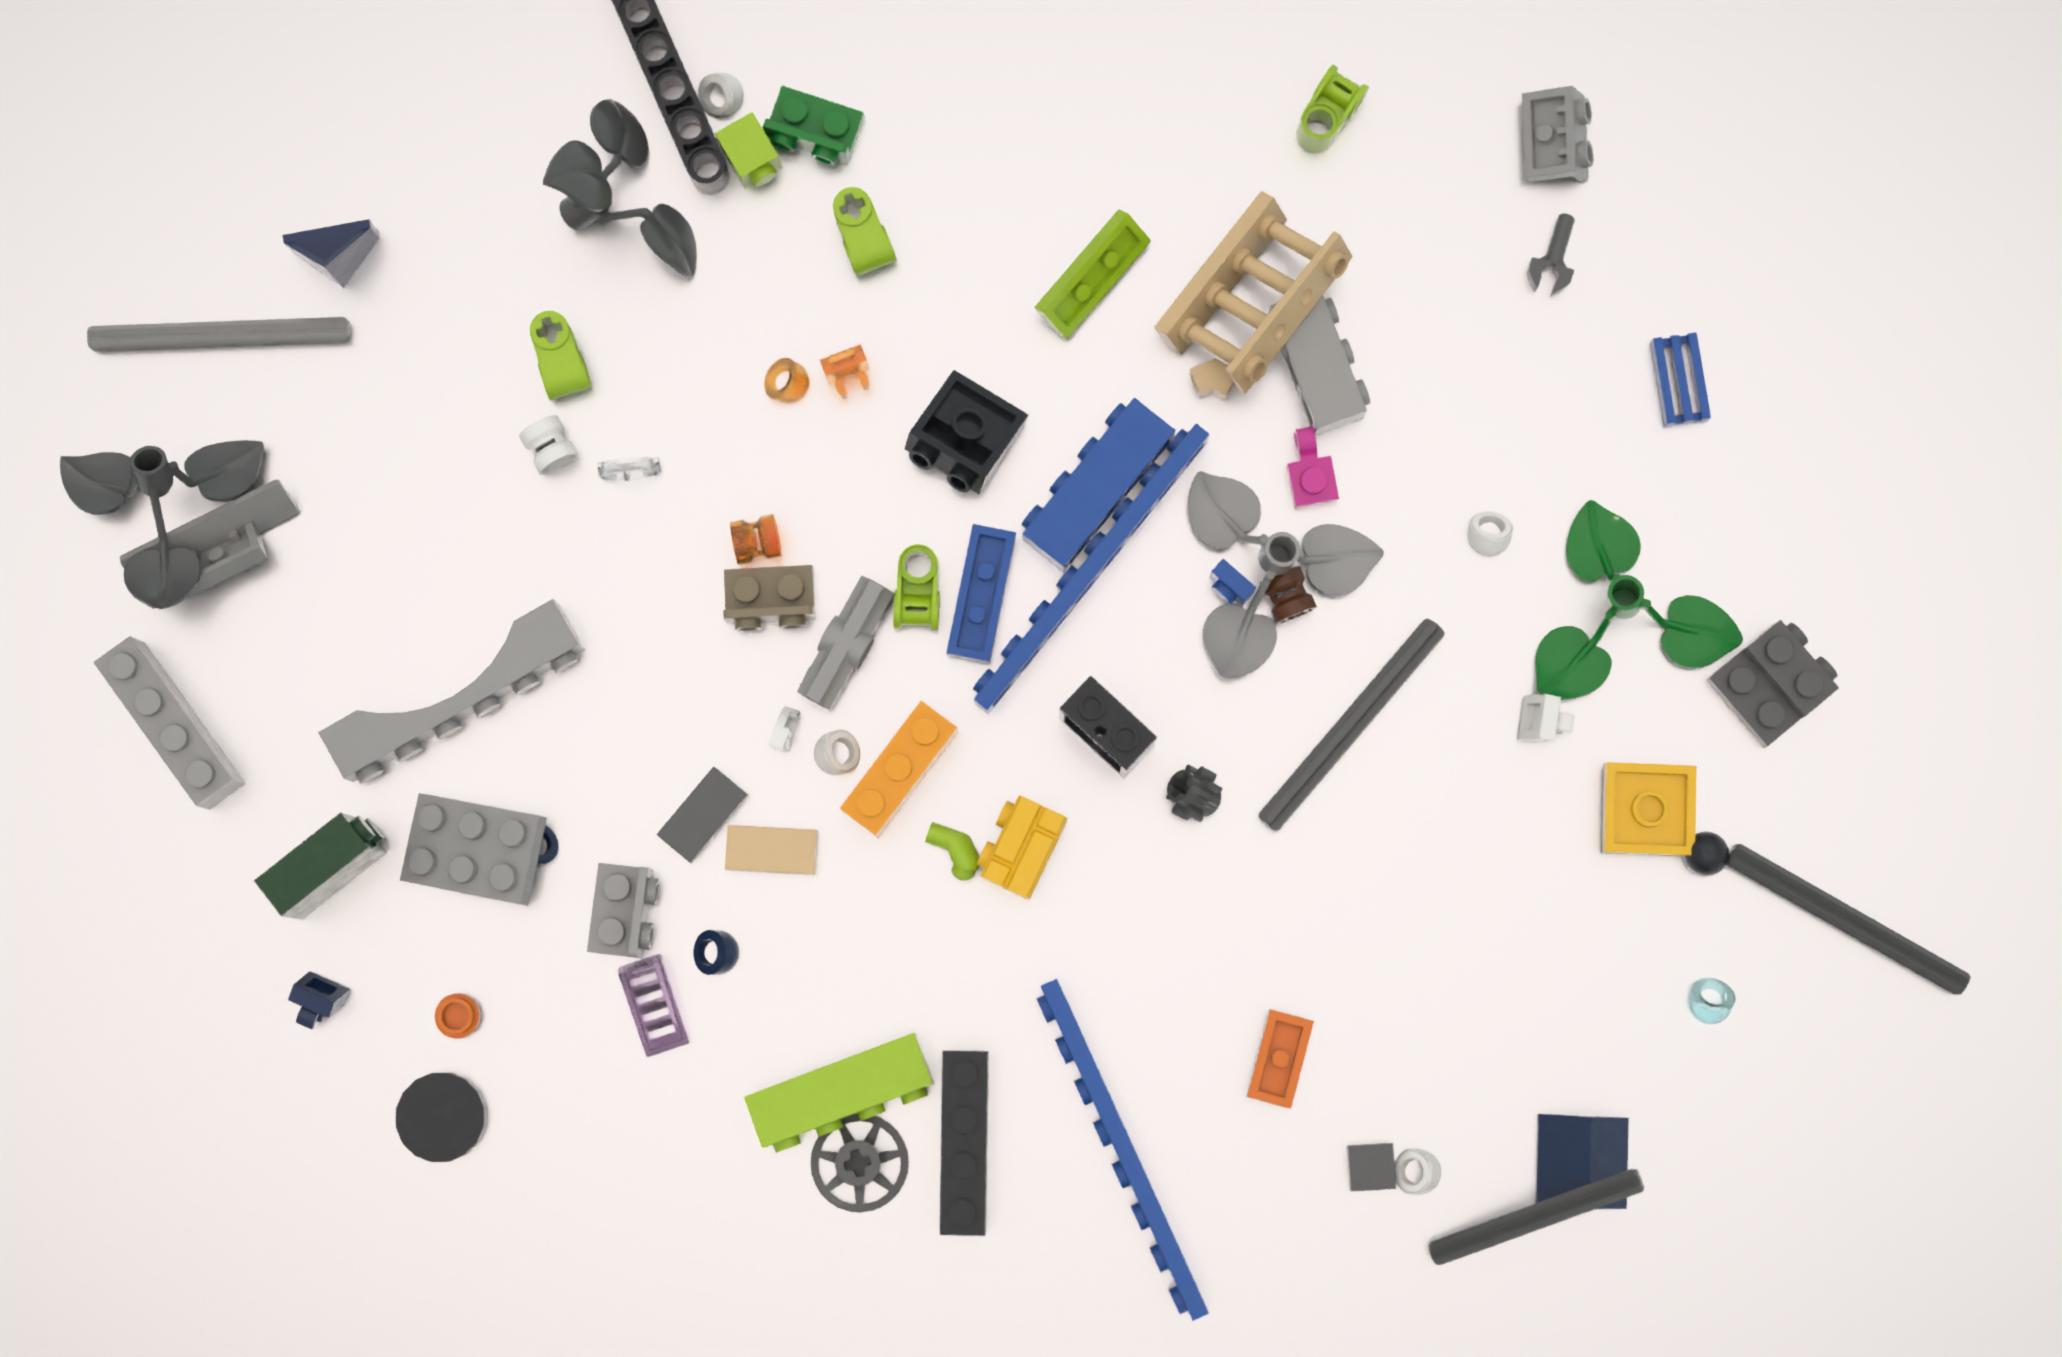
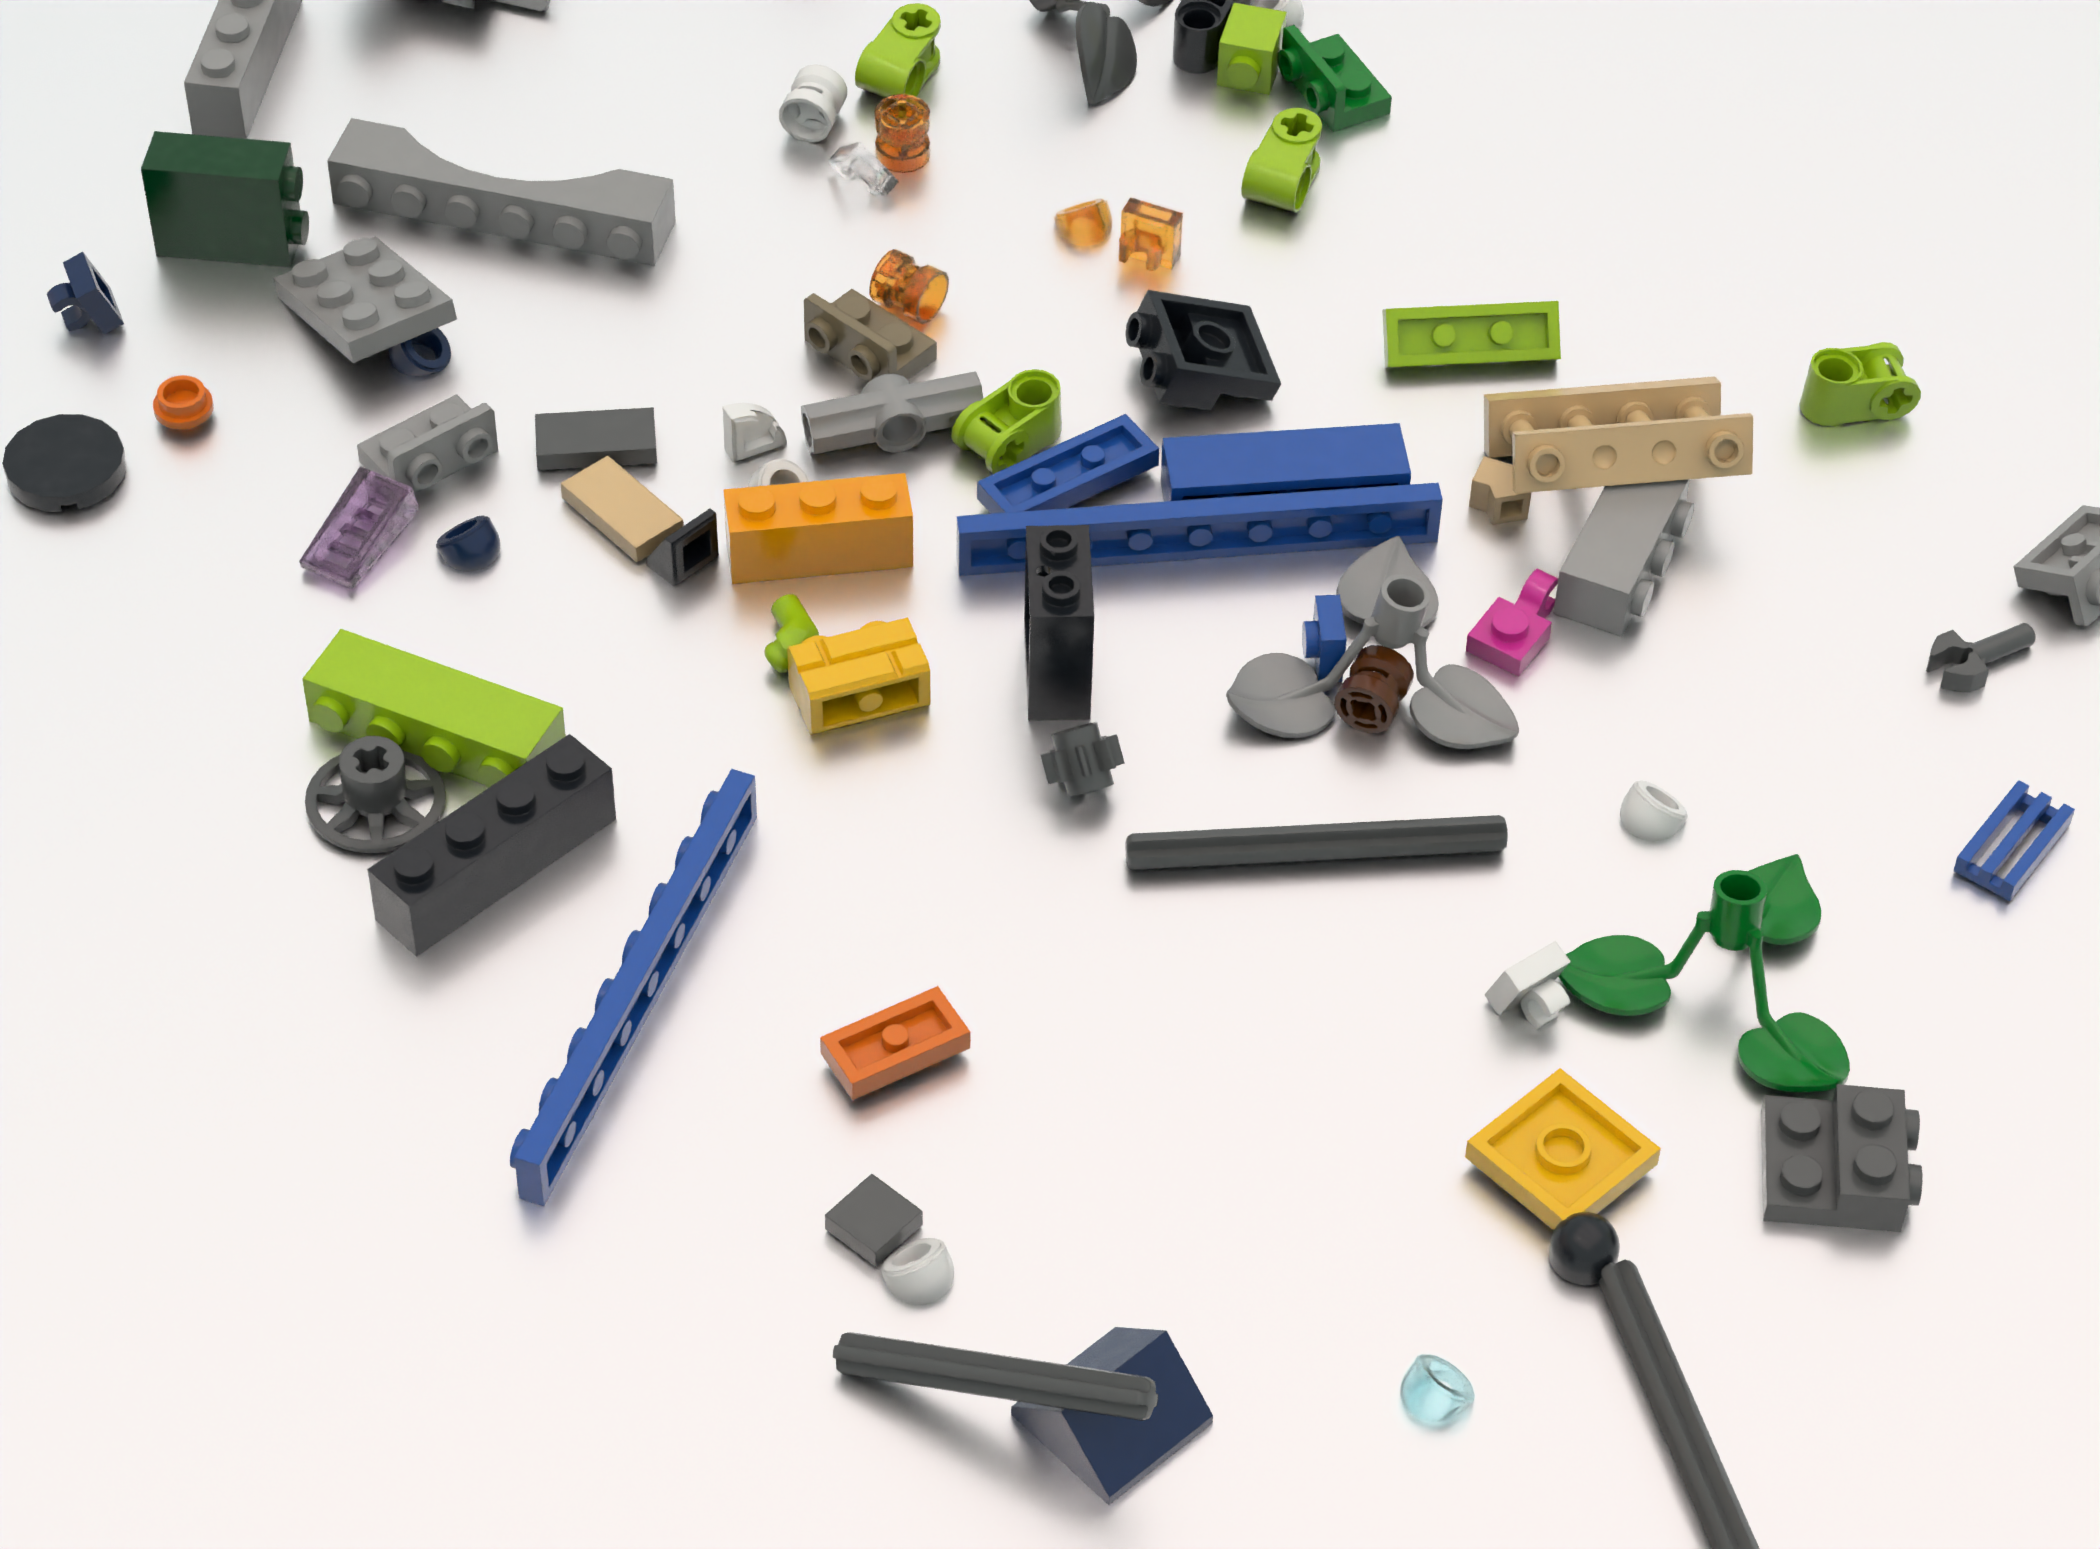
camera: 40 degrees right, 35 degrees down
(630, 426) = (902, 133): none -> clear orange wheel
(834, 847) = (686, 549): none -> black slope

